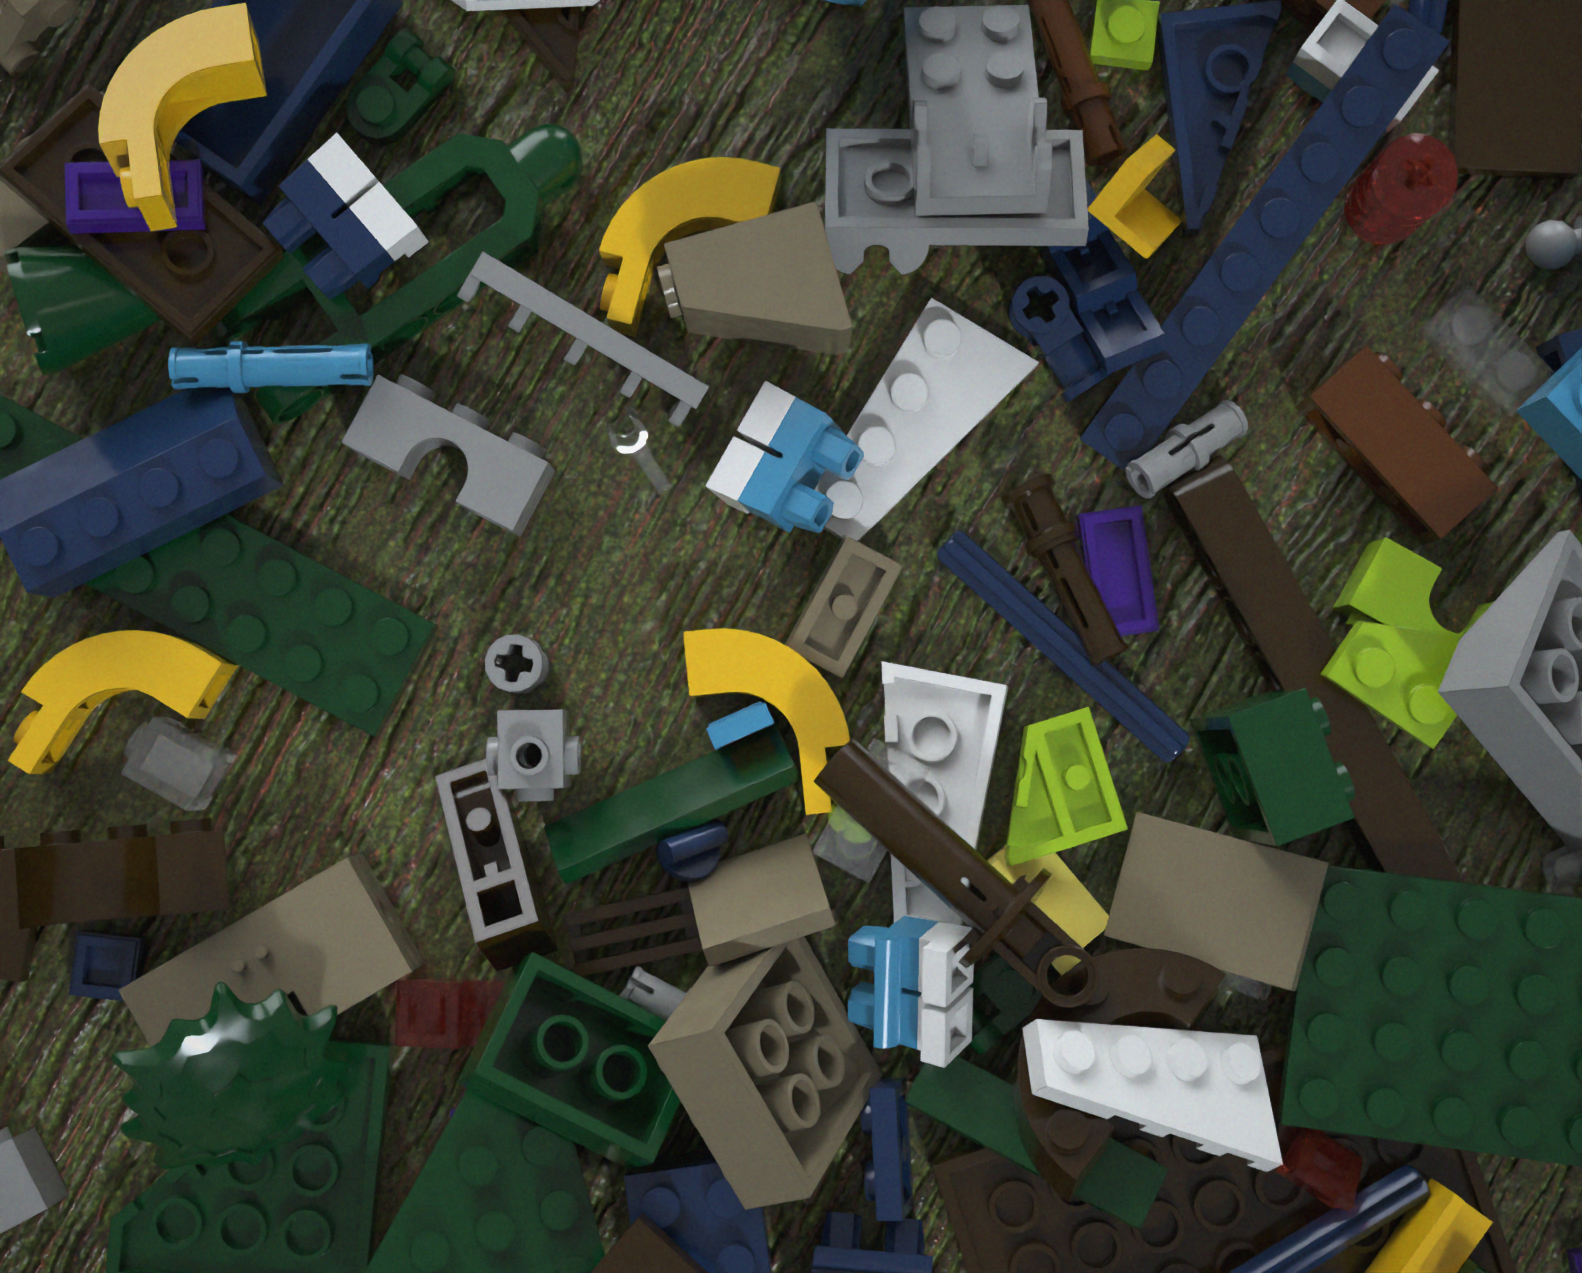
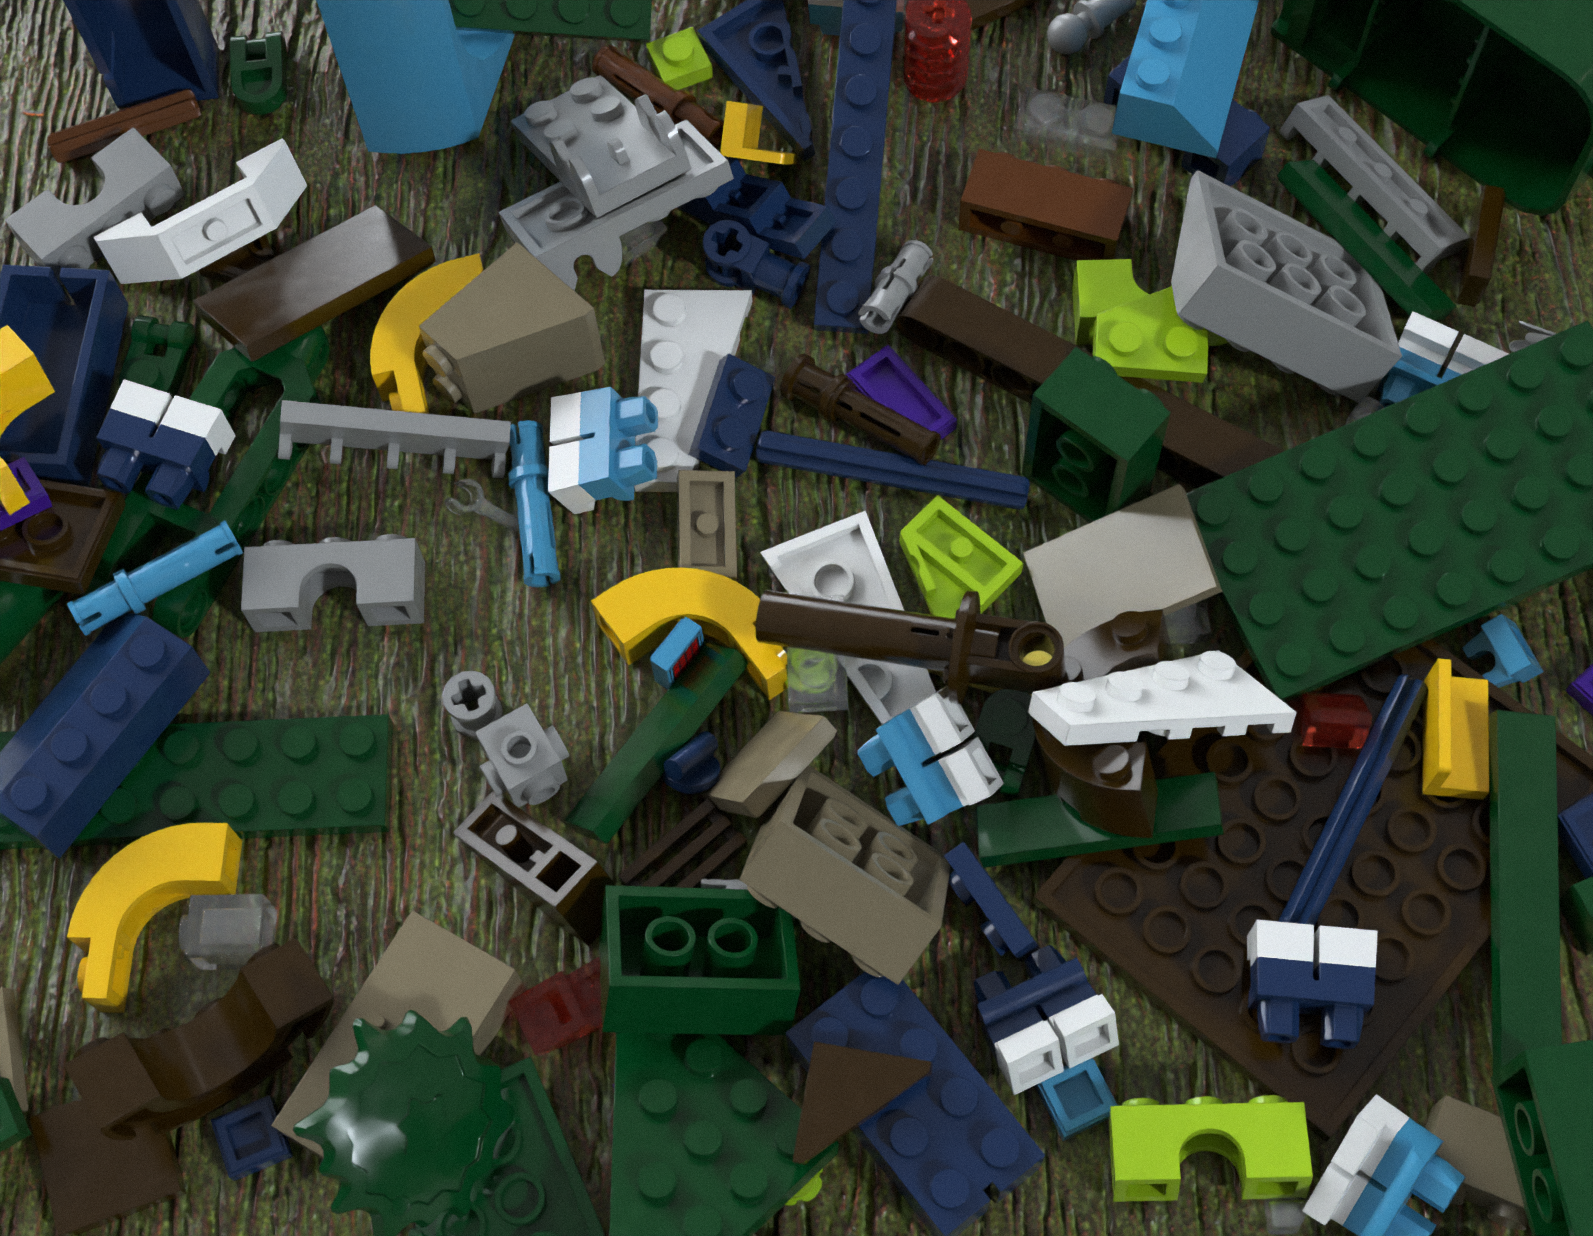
camera: 25 degrees left, 20 degrees down
(597, 101) = (314, 282): none -> dark brown tile
(687, 483) = (535, 520): none -> dark azure pin
(939, 495) = (732, 415): none -> dark blue plate
(1538, 1194) = (1512, 653): none -> dark azure tile

